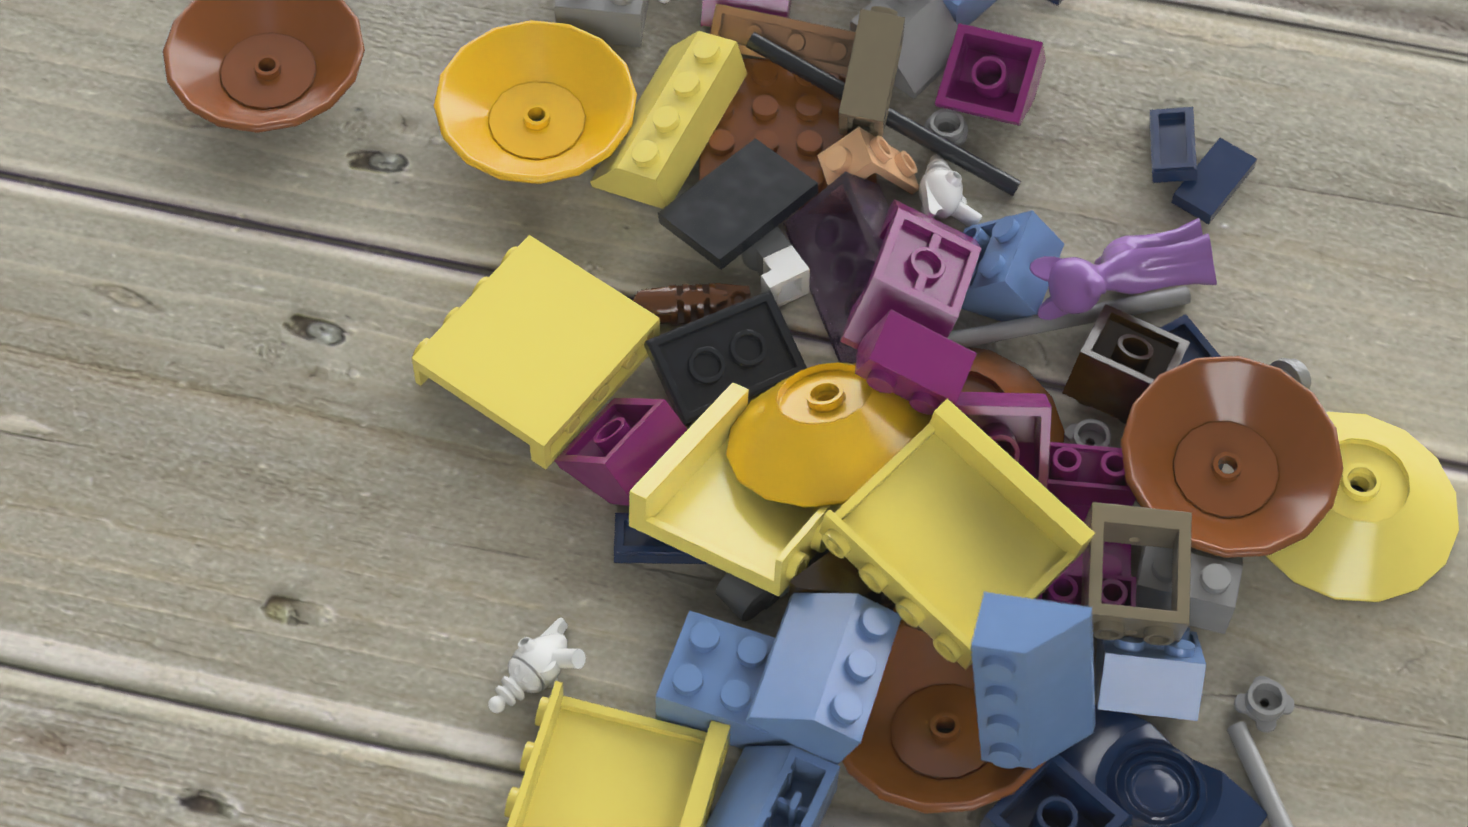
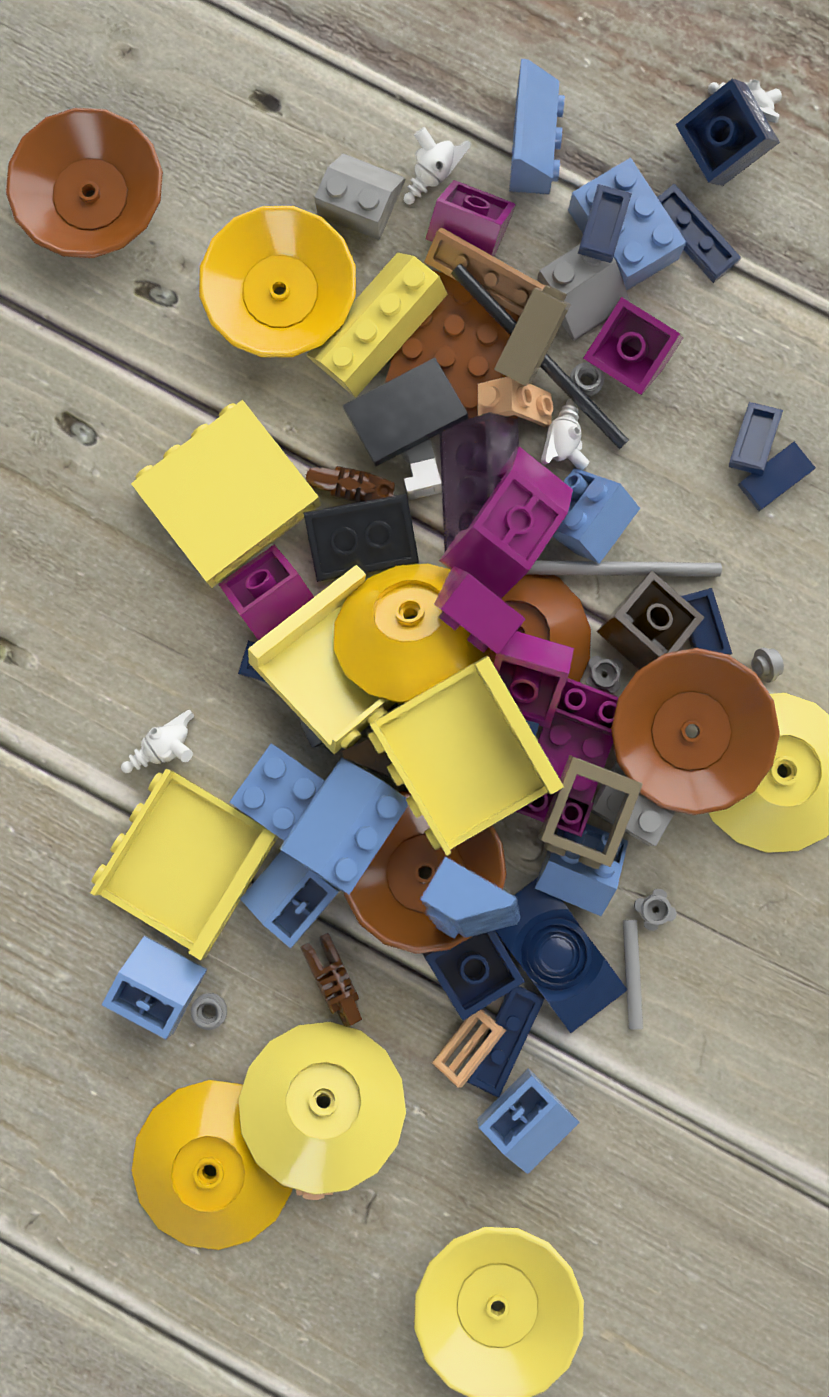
camera: 20 degrees right, 25 degrees up
(1128, 267) = (686, 544): medium lavender animal -> none

